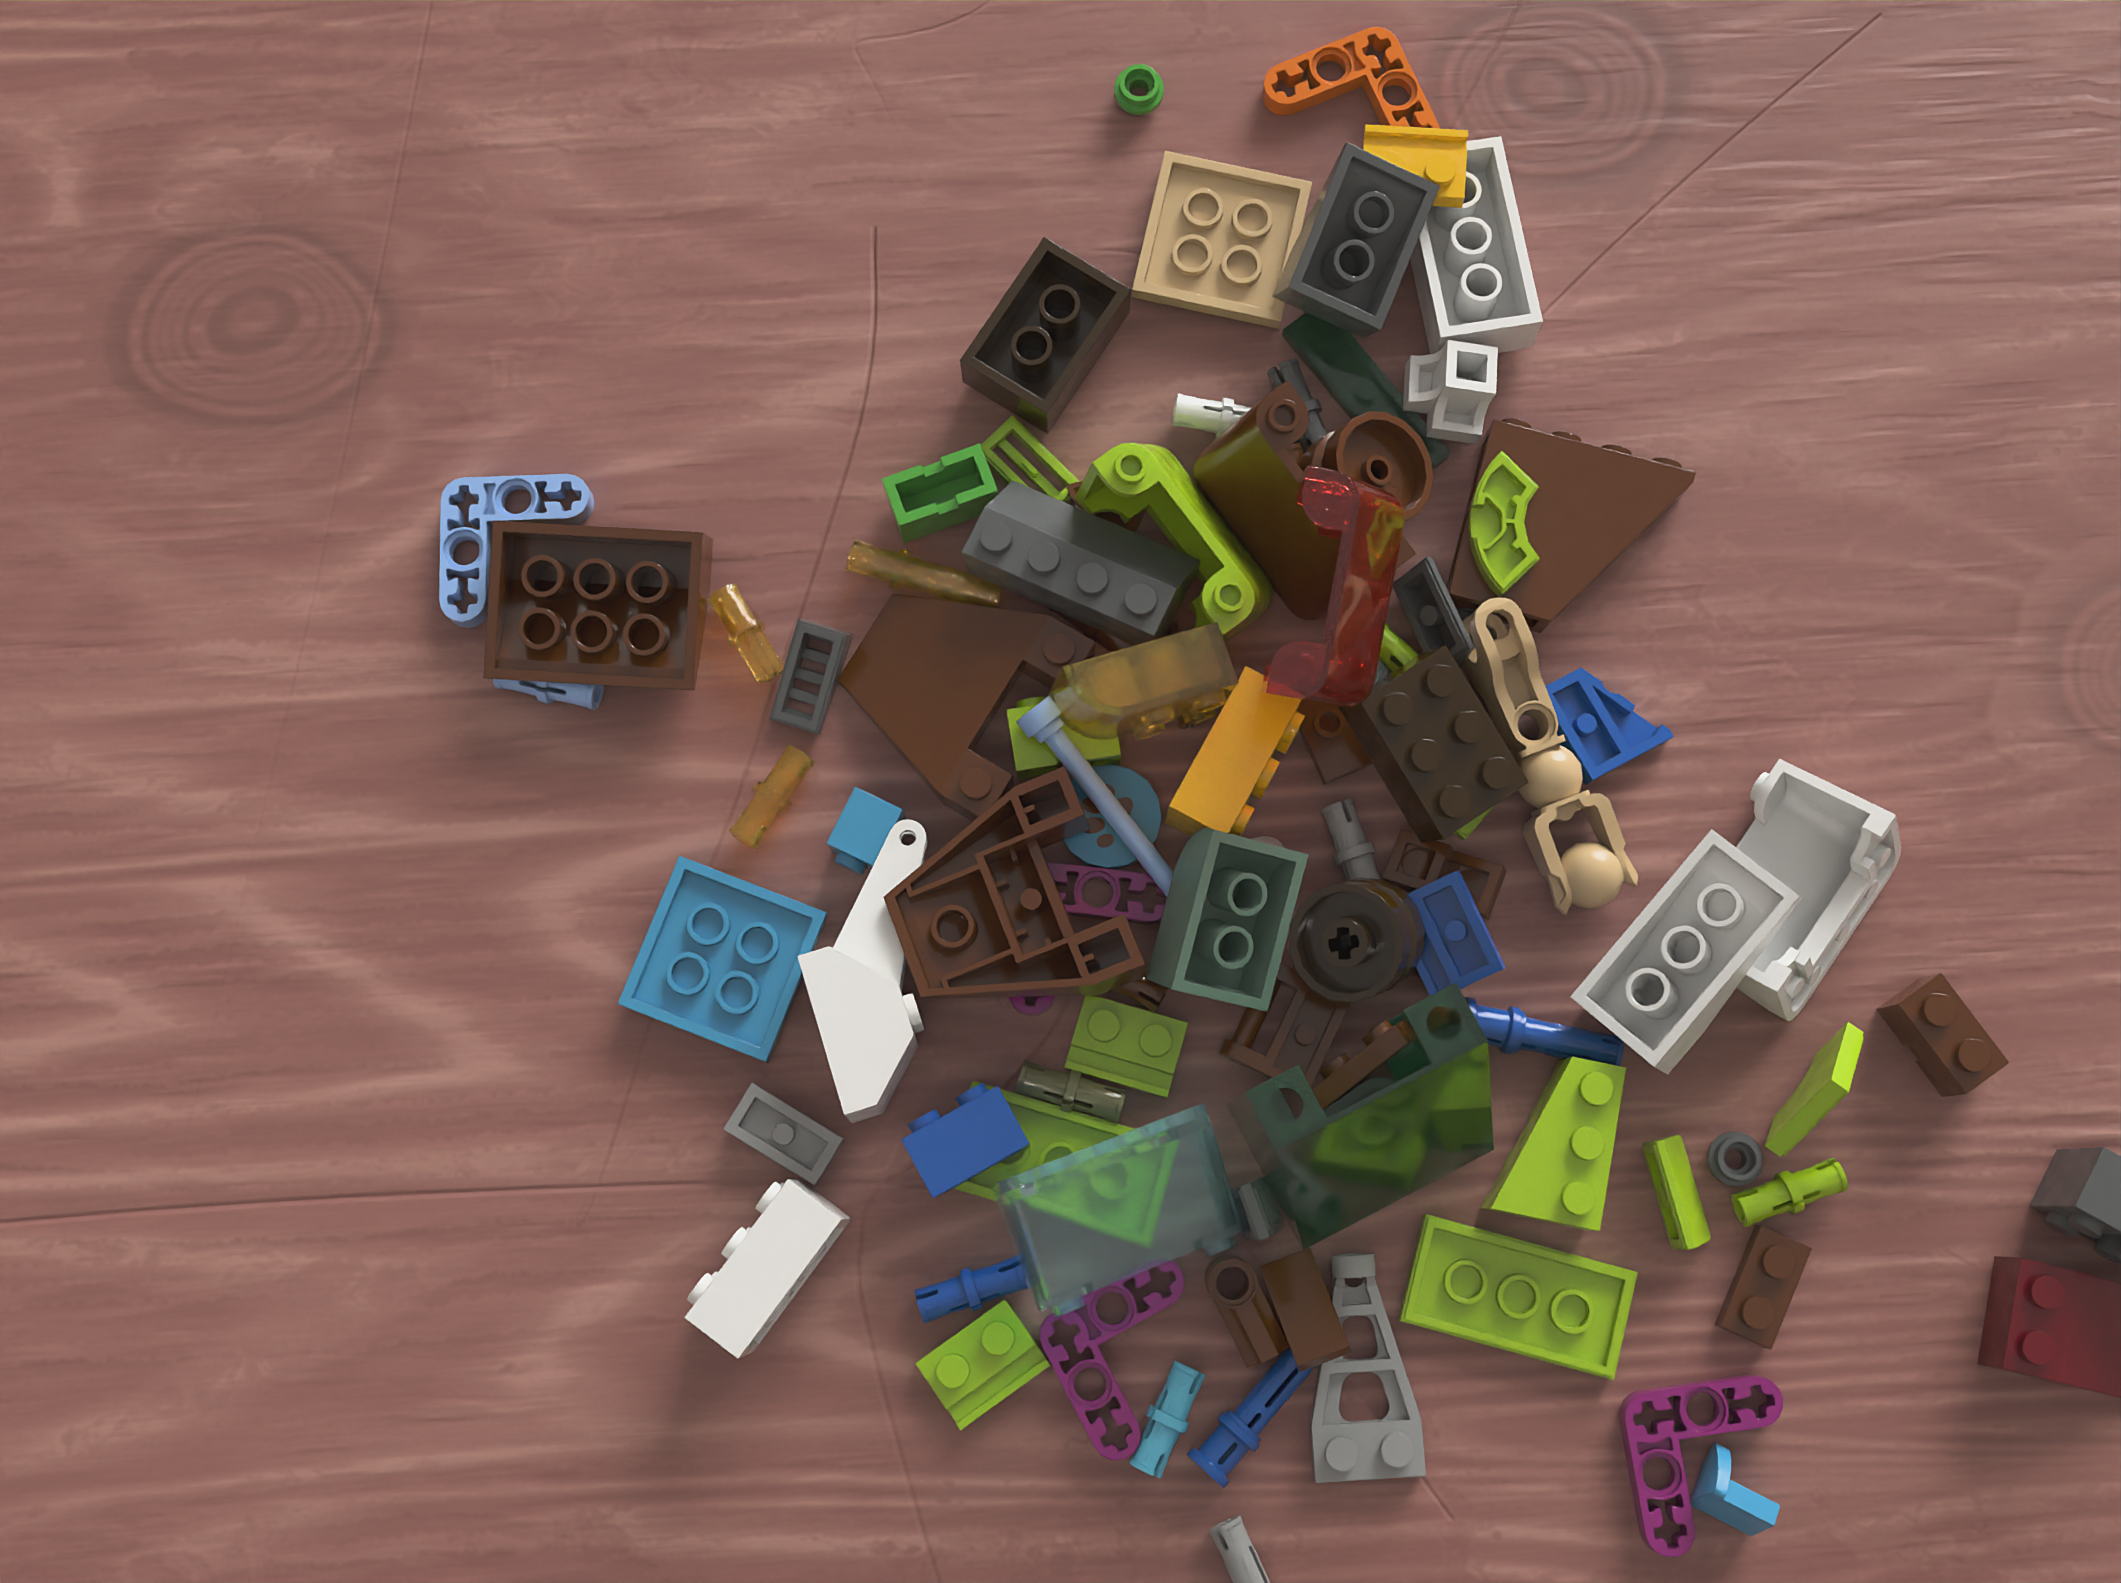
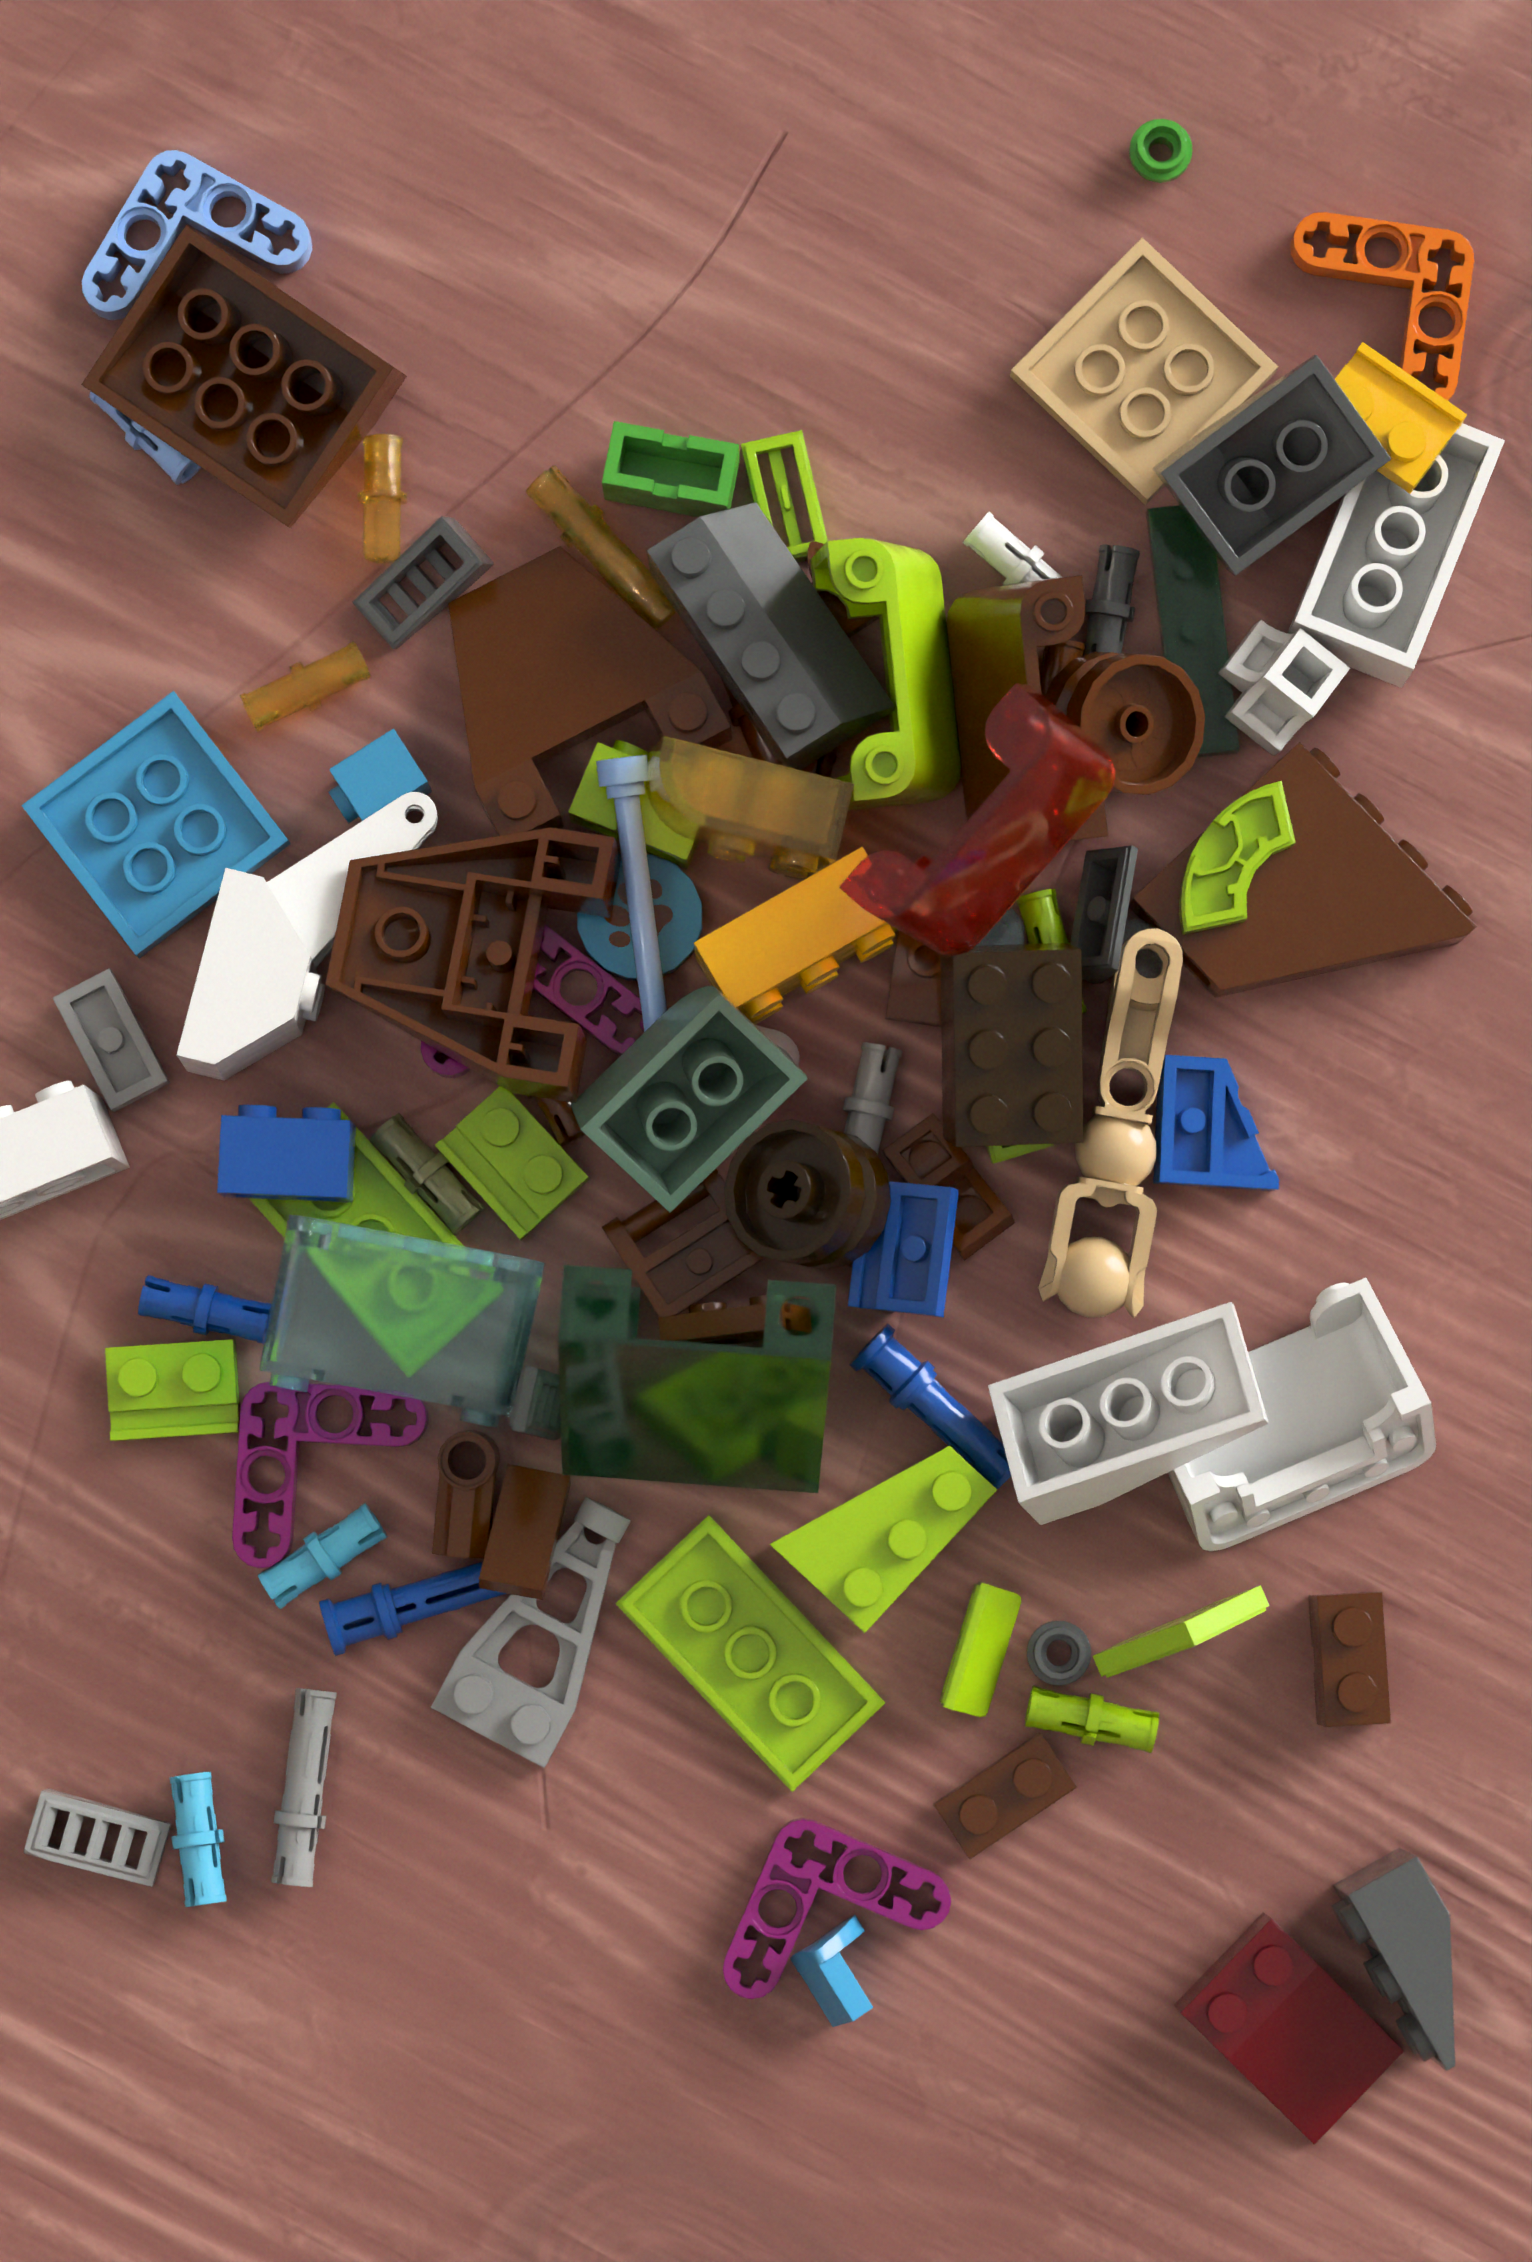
camera: 30 degrees right, 5 degrees up
(1045, 335) = (886, 366): dark brown brick -> none

